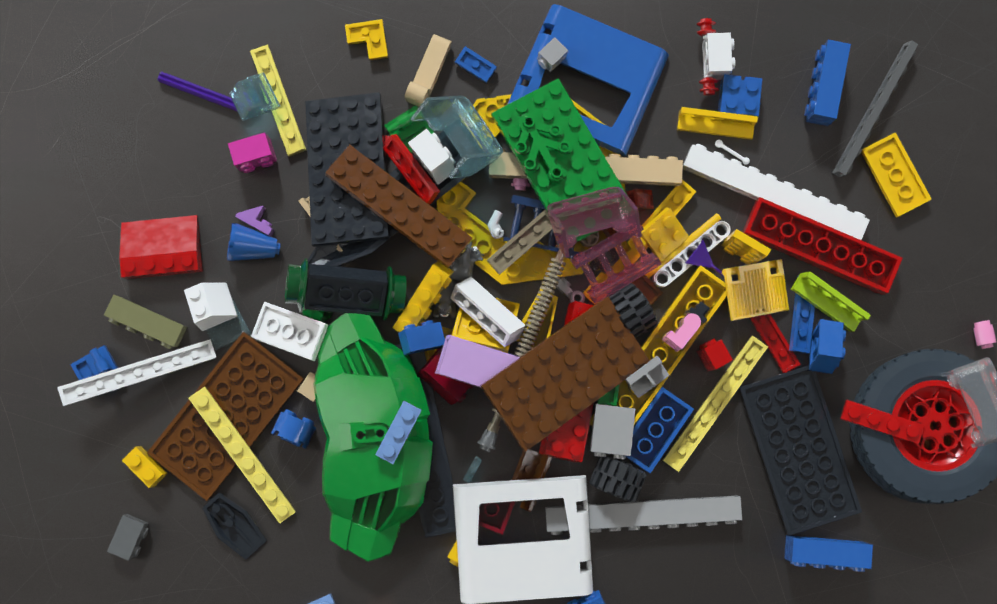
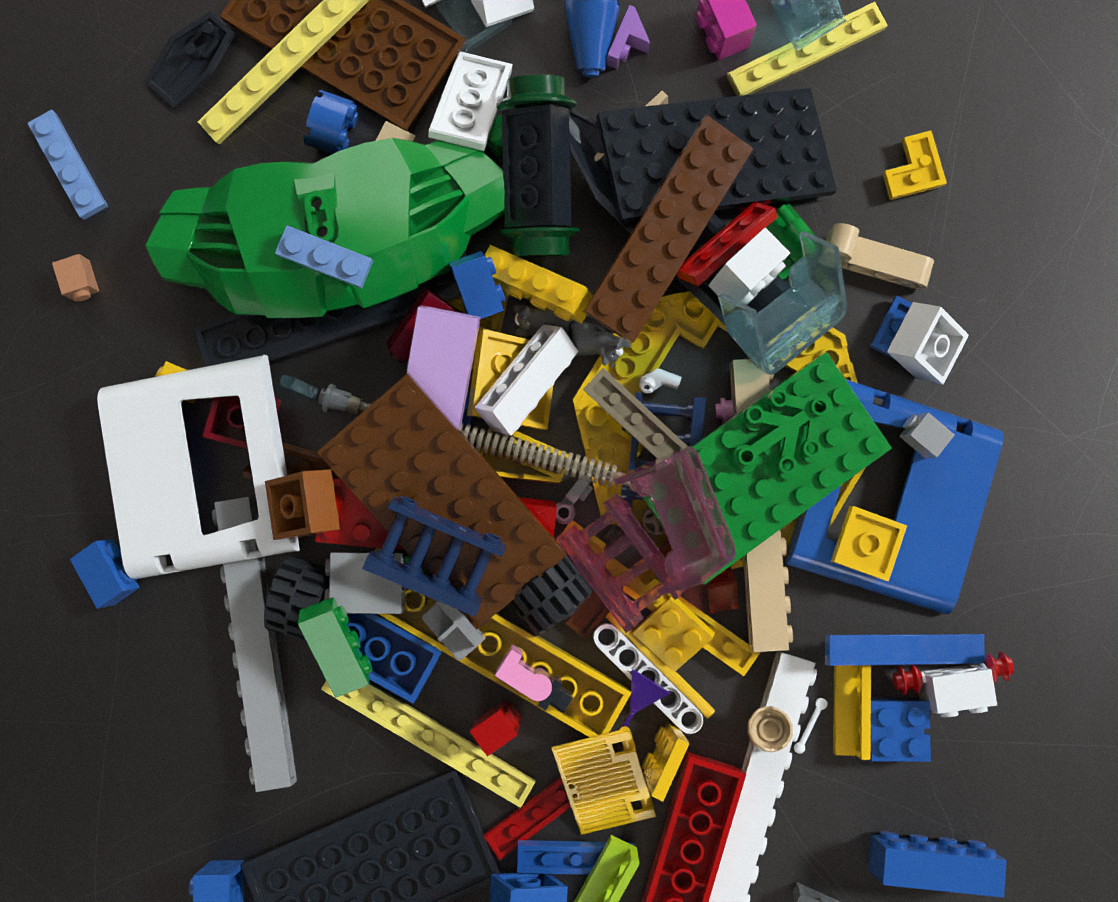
camera: 85 degrees right, 0 degrees up
(490, 45) = (928, 342): none -> white brick
(558, 465) = (302, 504): none -> dark orange brick
(618, 100) = (868, 543): none -> yellow plate
(620, 381) = (410, 574): none -> dark blue fence
(652, 453) = (335, 646): none -> brick
(689, 86) = (904, 649): none -> blue tile
(732, 178) = (770, 729): none -> tan hair

